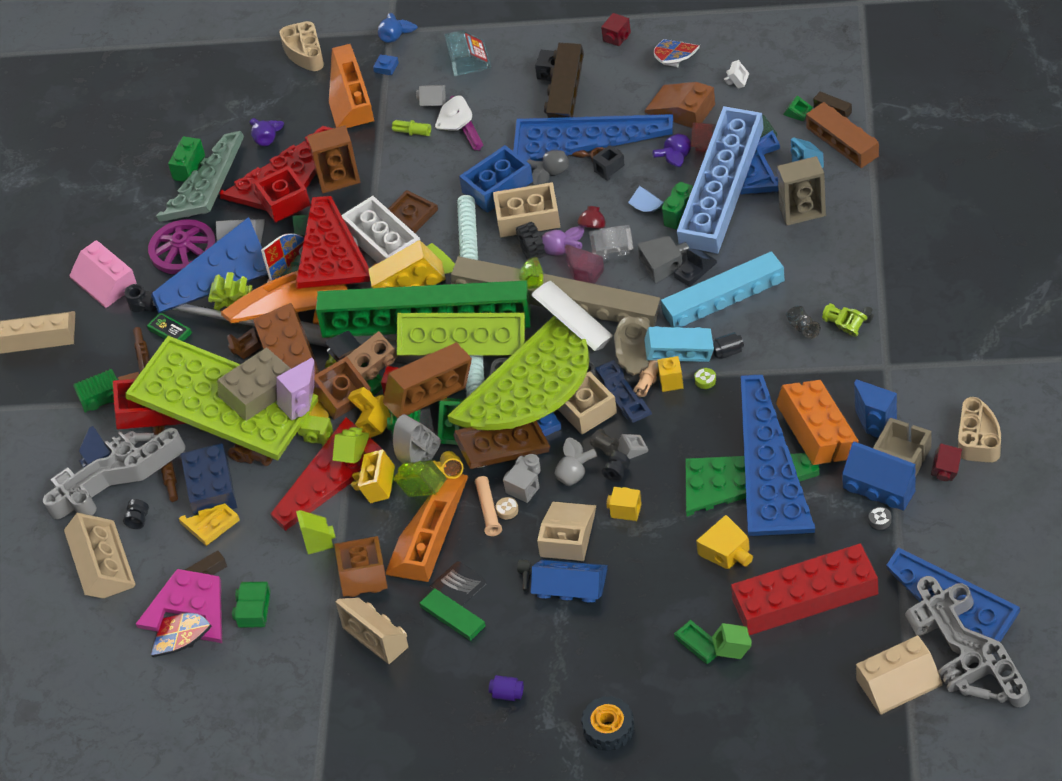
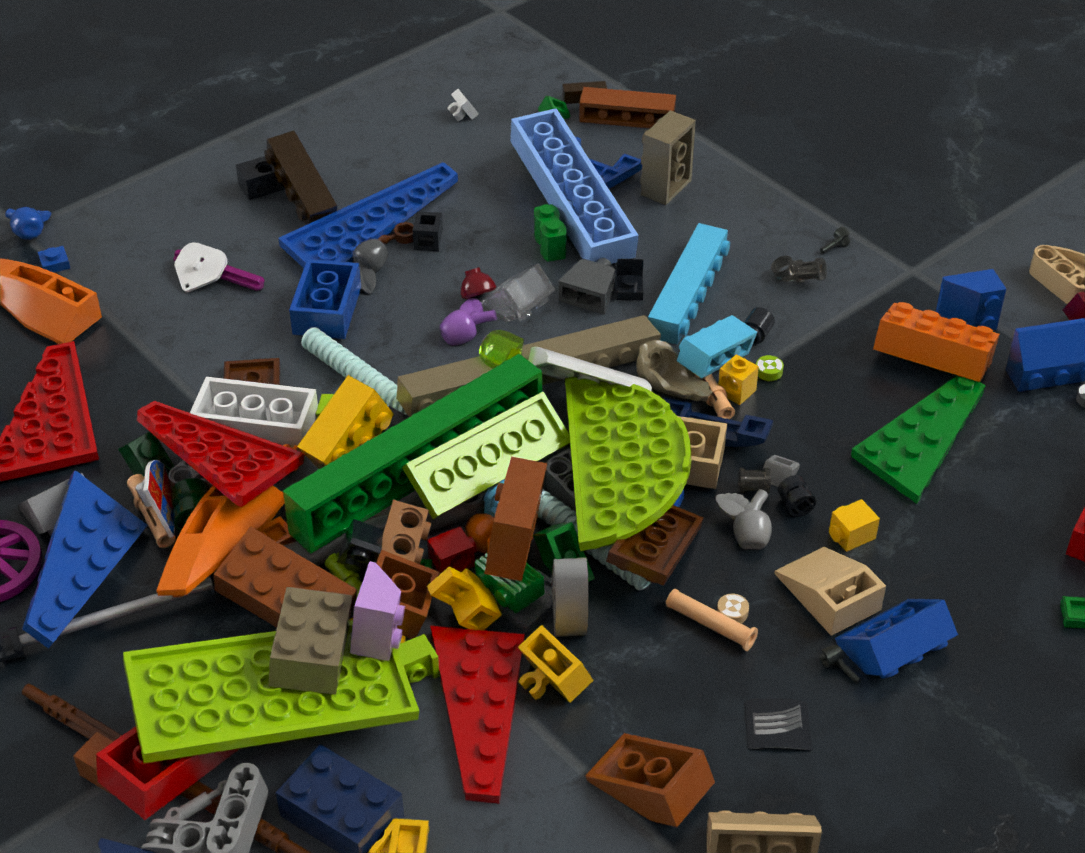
camera: 50 degrees left, 5 degrees down
(96, 390) = (52, 793): green brick -> none
(166, 326) = (72, 663): tile -> none
(227, 291) = (128, 571): lime gear -> none
(243, 454) = (353, 742): reddish brown connector -> none
(245, 344) = (206, 618): reddish brown bracket -> none
(282, 193) = (84, 430): red brick -> none
(315, 532) = (556, 777): lime slope -> none
(333, 159) = (113, 363): dark orange brick -> none
(350, 445) = (490, 647): lime slope -> none
(411, 127) = (159, 301): lime axle -> none
(419, 478) = (615, 632): clear neon green brick -> none
(424, 536) = (682, 686): orange wedge -> none
(431, 95) = (152, 258): light grey brick -> none
(450, 465) = (624, 599): piece -> none
(452, 614) = (818, 761): green tile -> none
(466, 53) = (141, 209): clear light blue slope -> none
(506, 688) = (985, 798): dark purple brick -> none
(522, 478) = (717, 570): light grey brick -> none
(526, 205) = (396, 310): tan brick -> none
(530, 241) = (444, 325): black tyre -> none
(583, 264) = (522, 324): clear pink slope -> none
(616, 29) = (292, 118): dark red brick -> none
(645, 201) = (511, 244): light blue brick -> none
(673, 52) = (375, 113): shield -> none
(674, 149) = (481, 189): dark purple piece -> none
(686, 101) = (443, 142): dark orange slope -> none
(702, 135) = (500, 164): clear red brick -> none
(725, 544) = (999, 502): yellow torso -> none
(772, 485) = (961, 412): blue wing -> none
(803, 149) = (622, 136): dark azure slope -> none
(846, 319) = (834, 247): lime connector -> none
(895, 441) = (1043, 308): dark tan piece -> none

